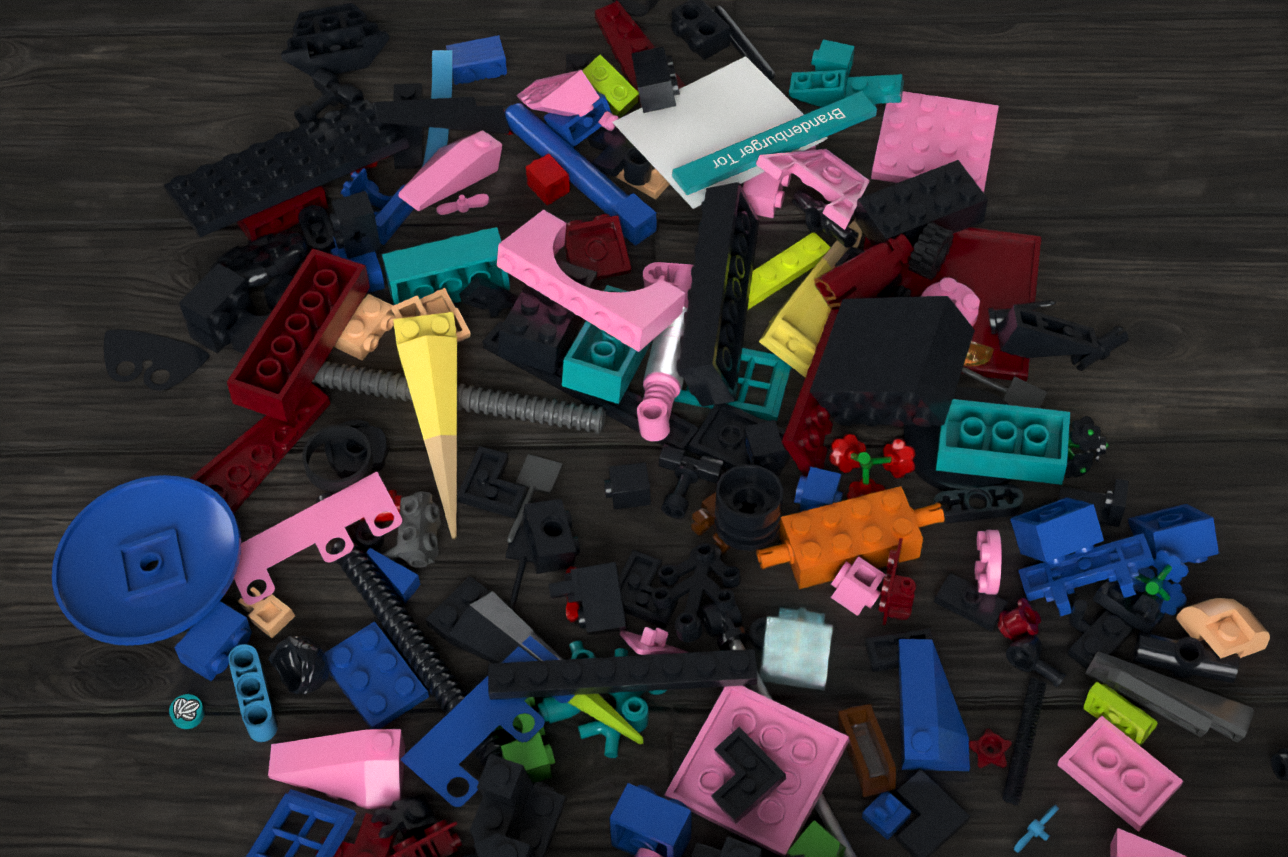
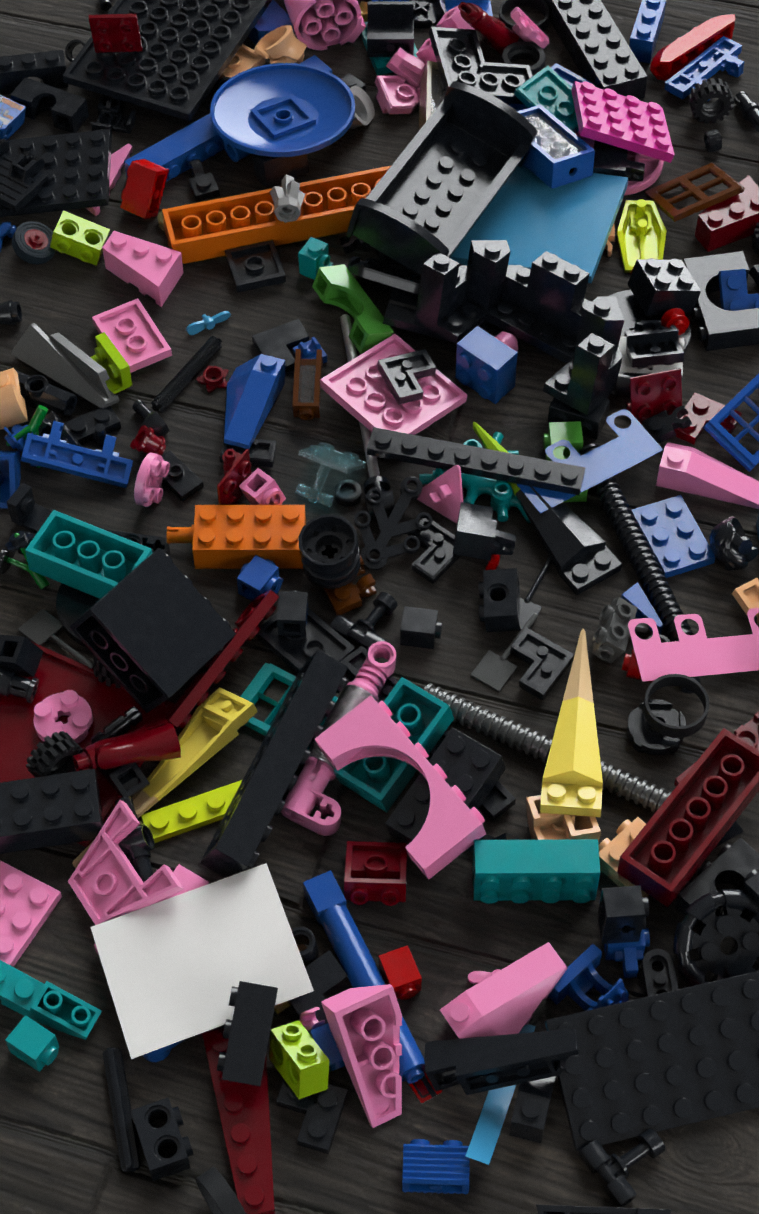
camera: 165 degrees left, 0 degrees up
(780, 139) = (148, 922): teal tile -> none
(851, 453) = (217, 580): red plant -> none
(978, 354) = (66, 667): clear yellow tile -> none
(1057, 530) = (85, 486): blue brick -> none

